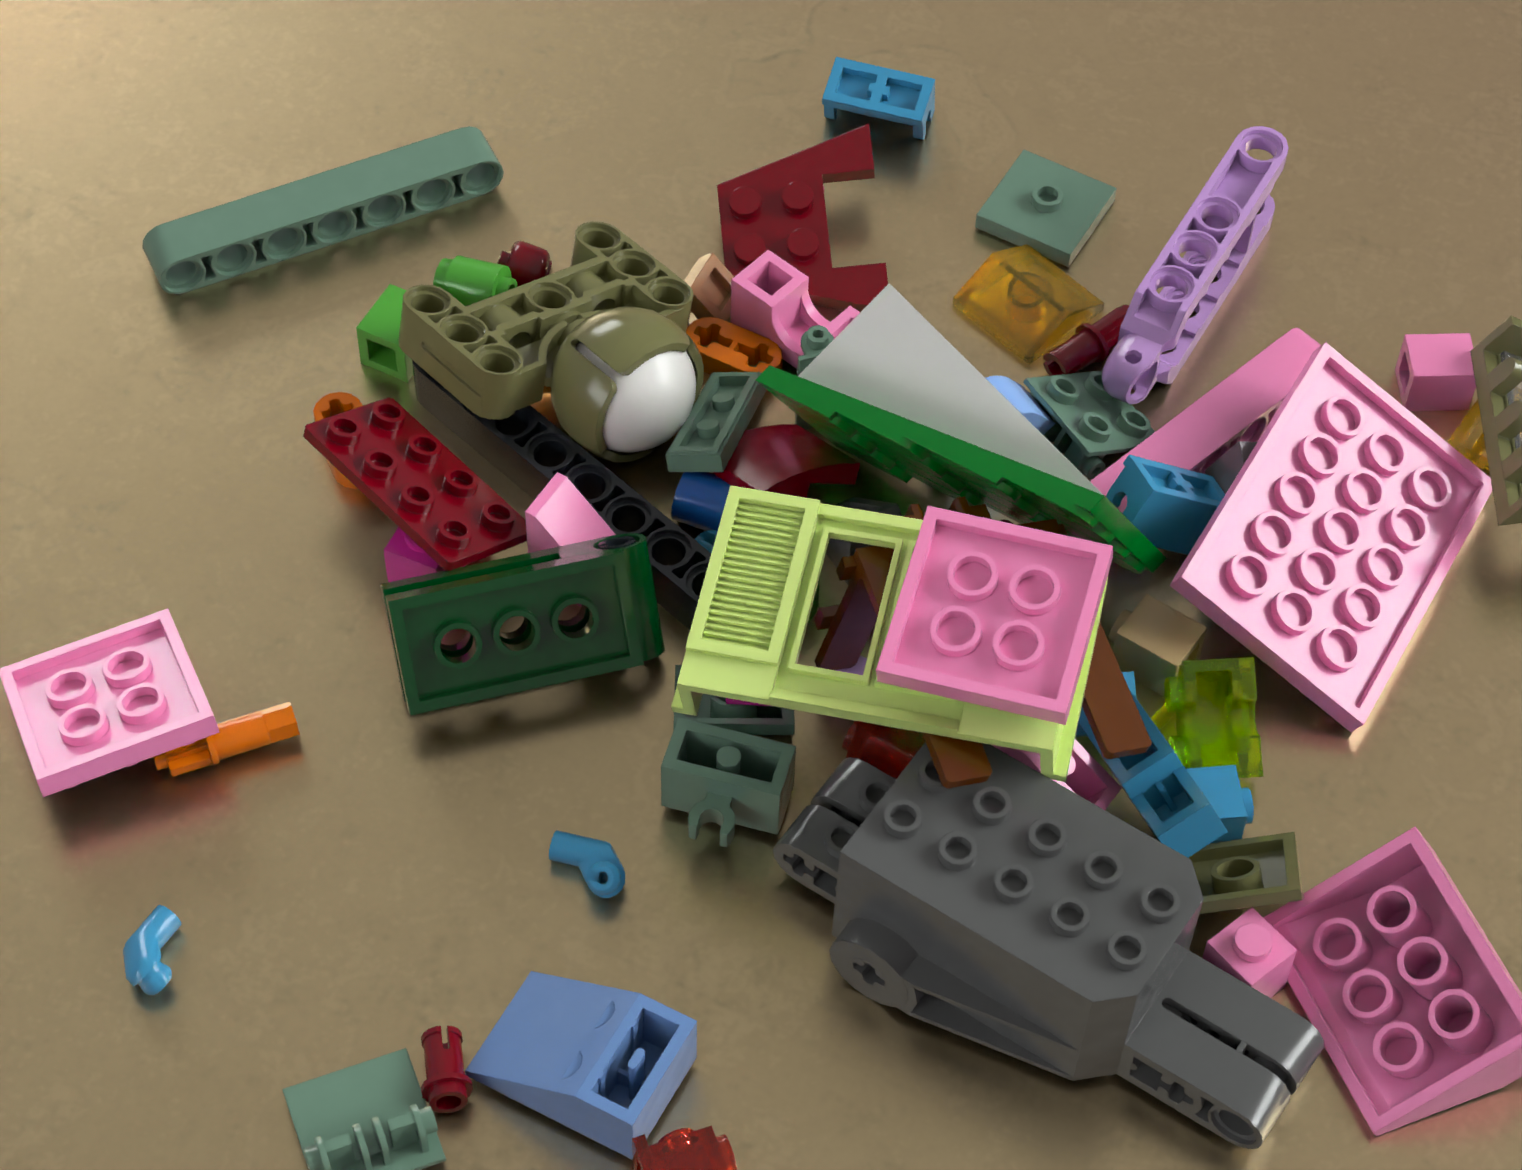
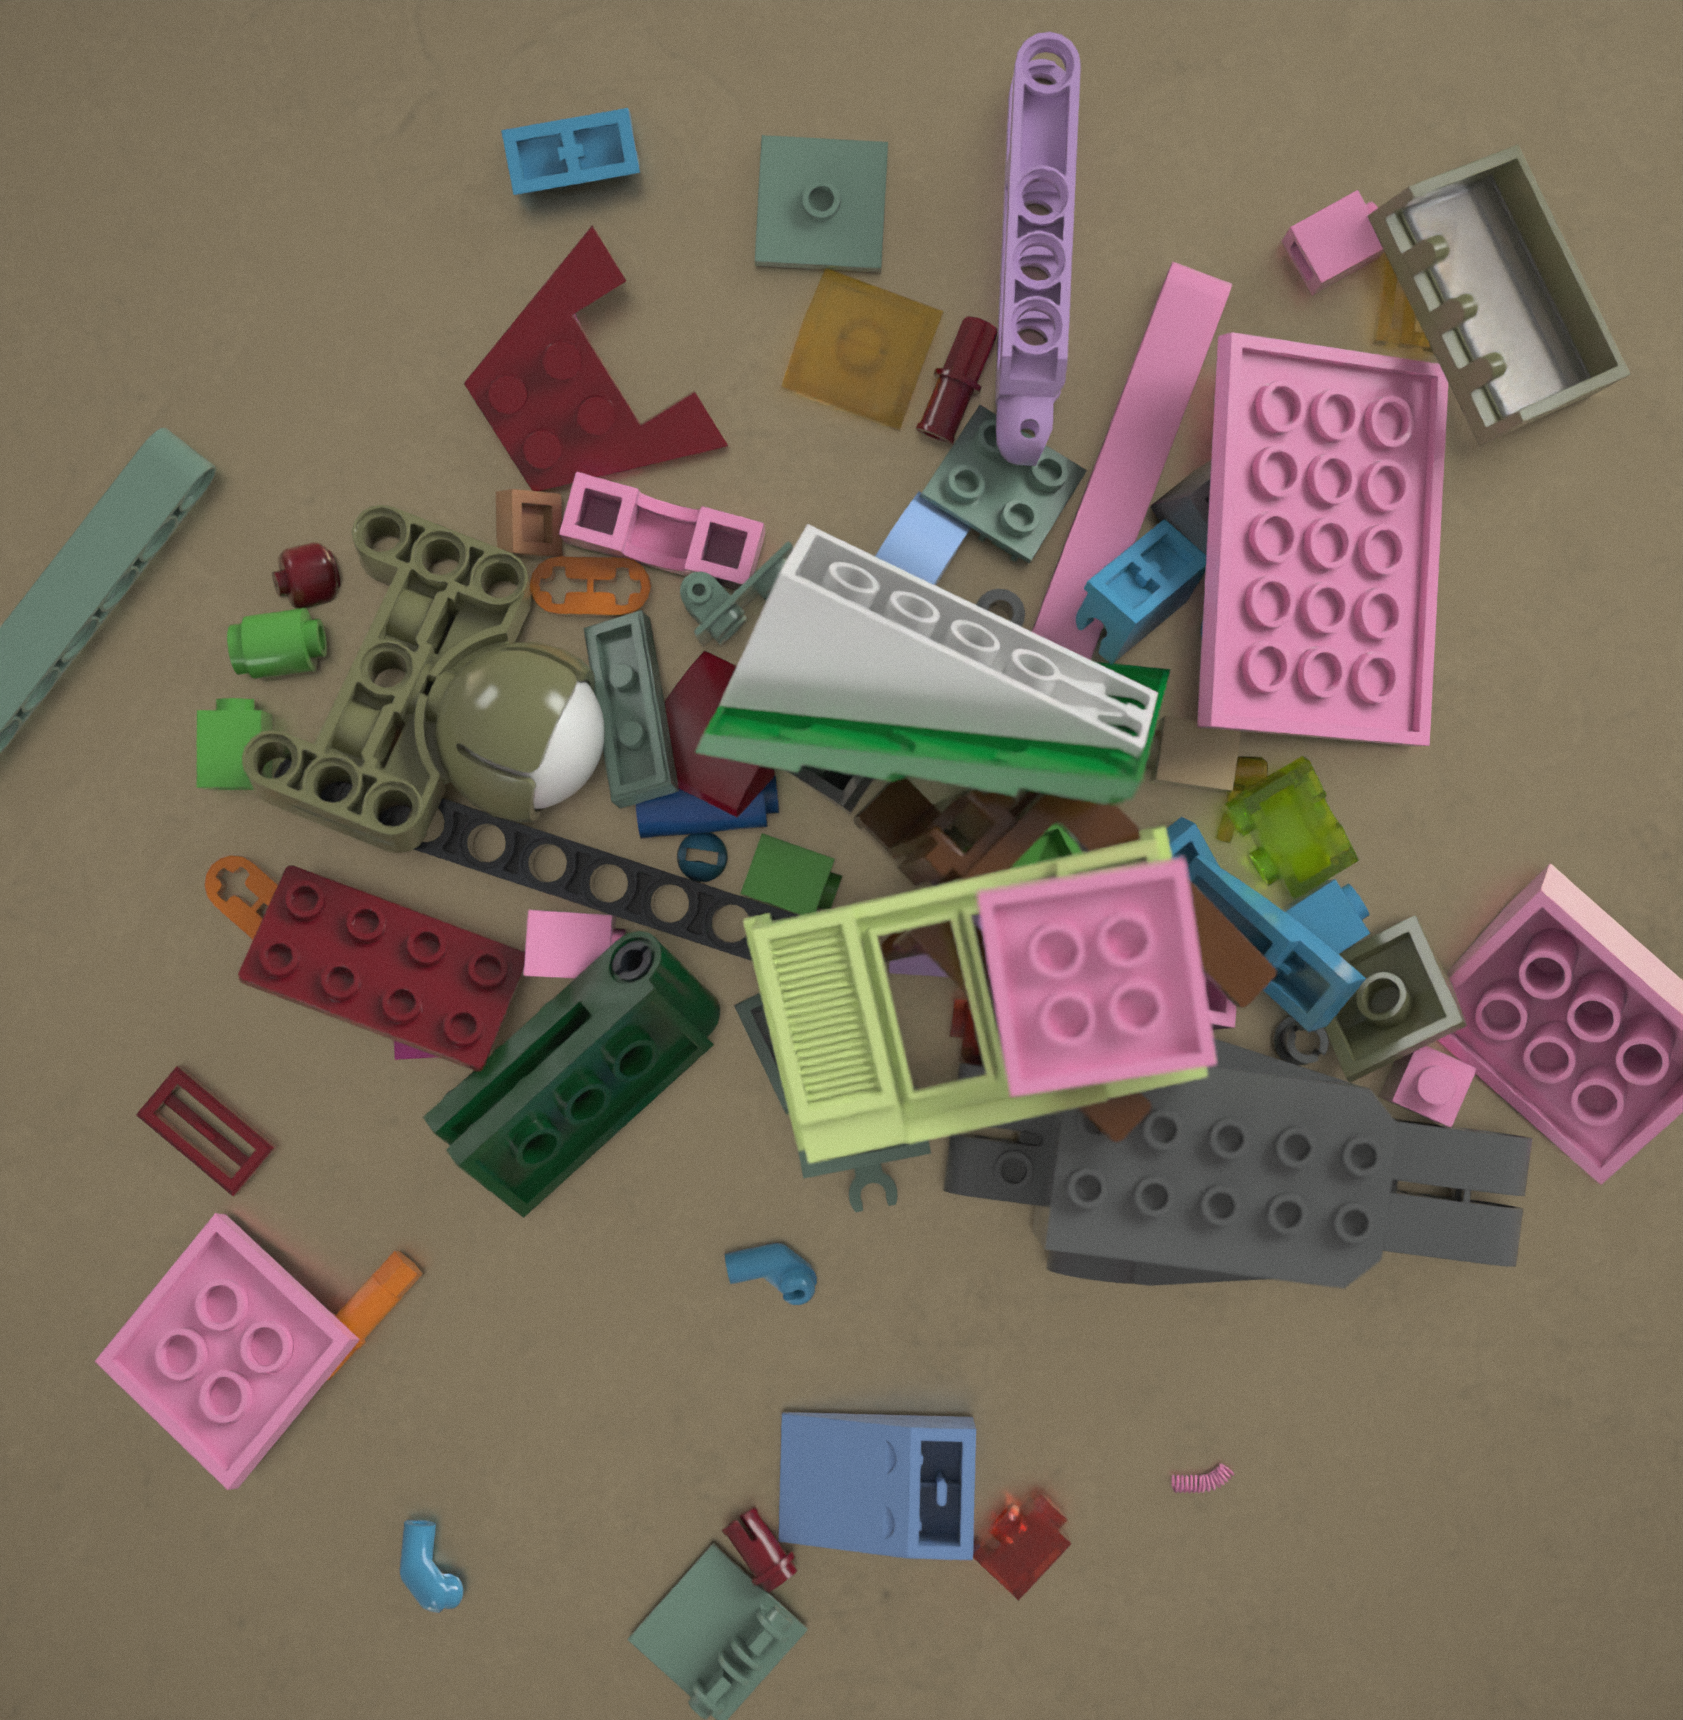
camera: 25 degrees left, 35 degrees up
(213, 600) = (249, 1164): none -> dark red tile

